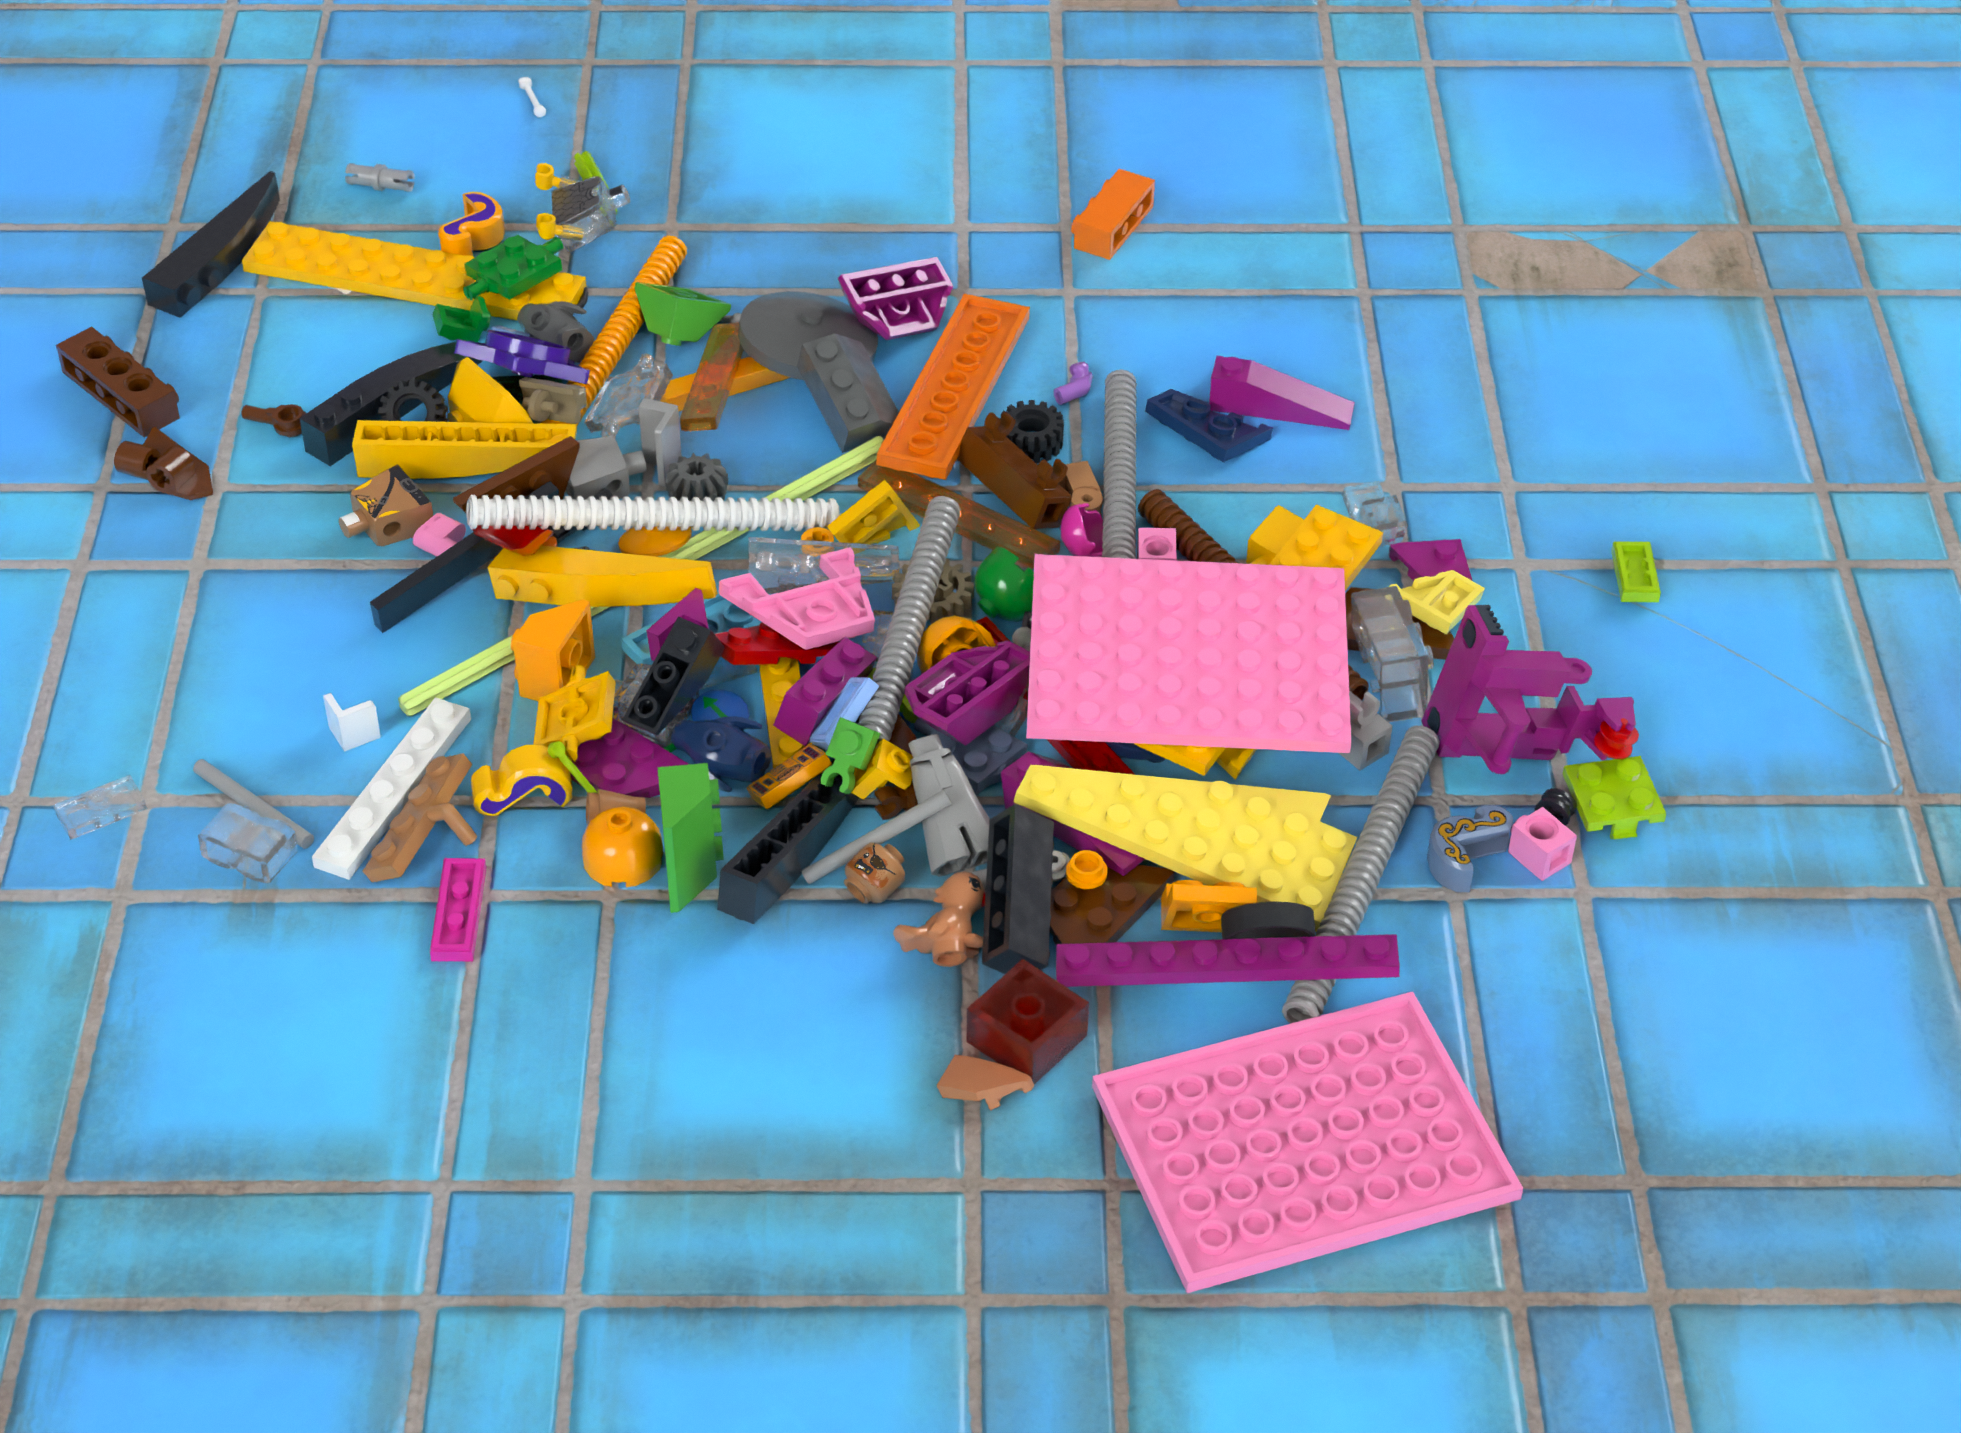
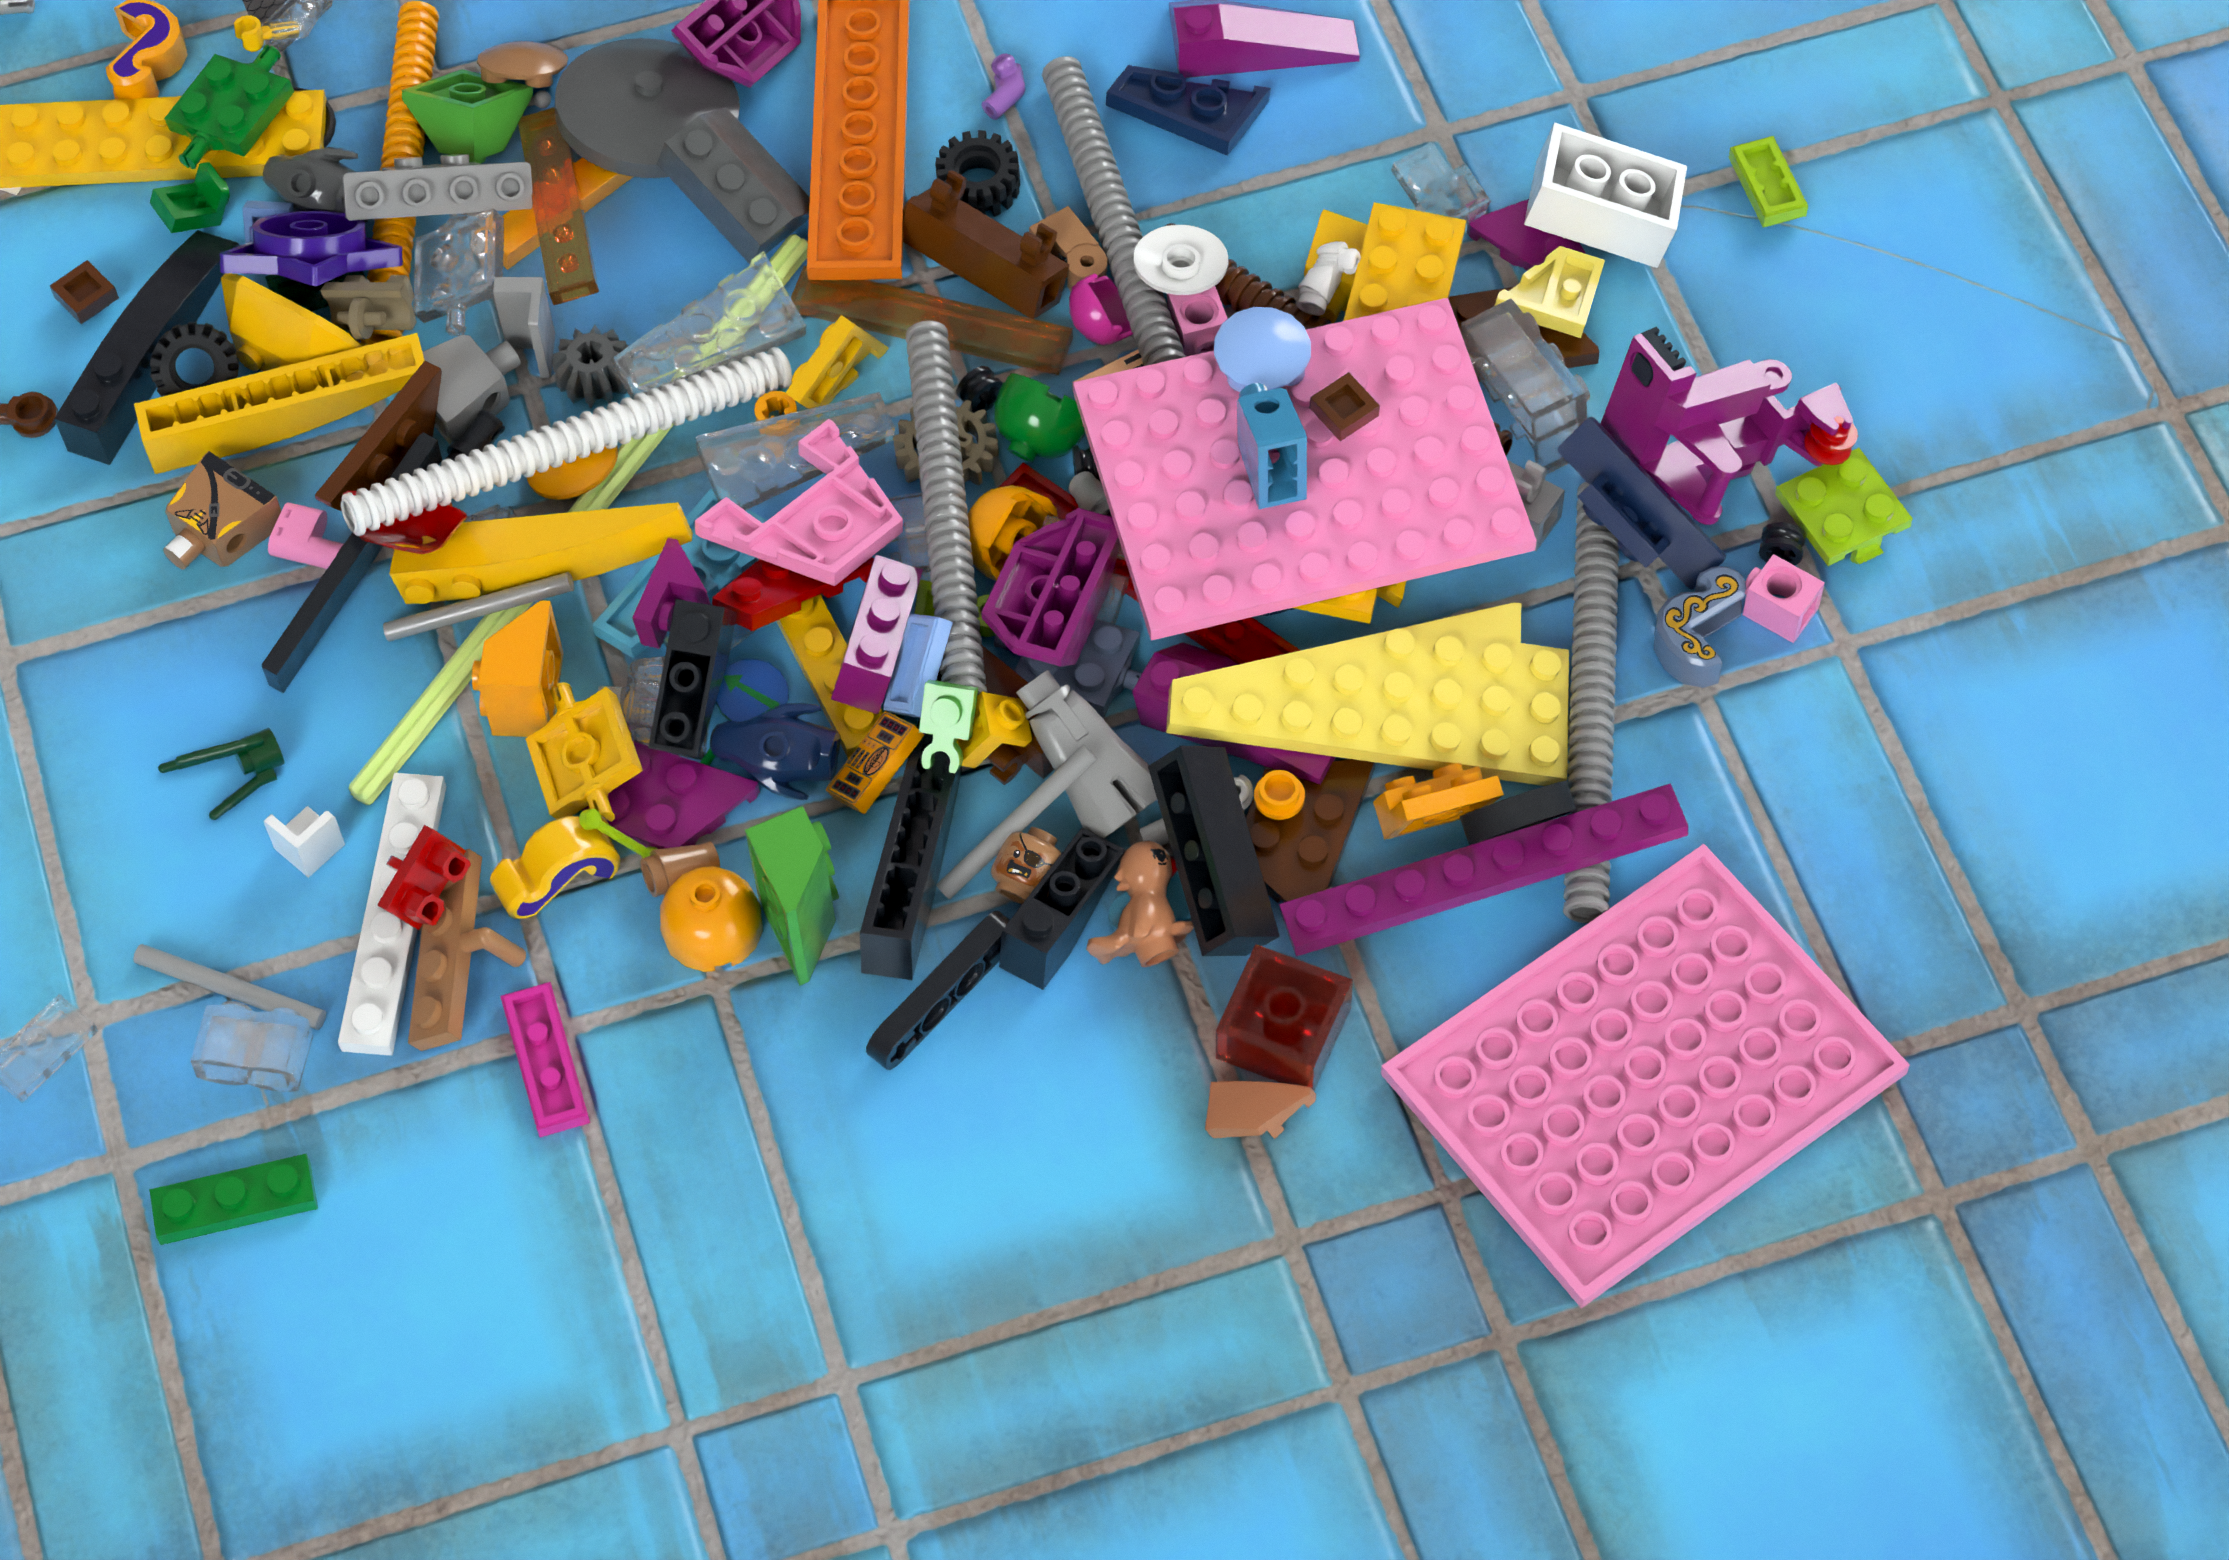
camera: 15 degrees left, 15 degrees up
(188, 939) = (233, 1199): none -> green plate
(341, 659) = (254, 754): none -> dark green plant
(361, 357) = (84, 292): none -> reddish brown plate
(418, 759) = (422, 877): none -> red hips
(529, 607) = (478, 606): none -> light grey bar
(631, 343) = (436, 189): none -> light grey bracket
(734, 955) = (938, 993): none -> black beam
(737, 289) = (522, 60): none -> medium nougat dish
(812, 473) = (734, 321): none -> clear wing
(868, 915) = (1048, 928): none -> black slope
(969, 555) = (979, 388): none -> black bush
(1155, 509) = (1181, 259): none -> white dish
(1163, 608) = (1265, 423): none -> dark azure torso
(1184, 563) = (1262, 348): none -> light blue dish
(1232, 612) = (1344, 406): none -> reddish brown plate
(1261, 543) = (1325, 276): none -> white arm
(1442, 746) = (1636, 507): none -> dark blue bracket
(1499, 543) = (1606, 195): none -> white brick

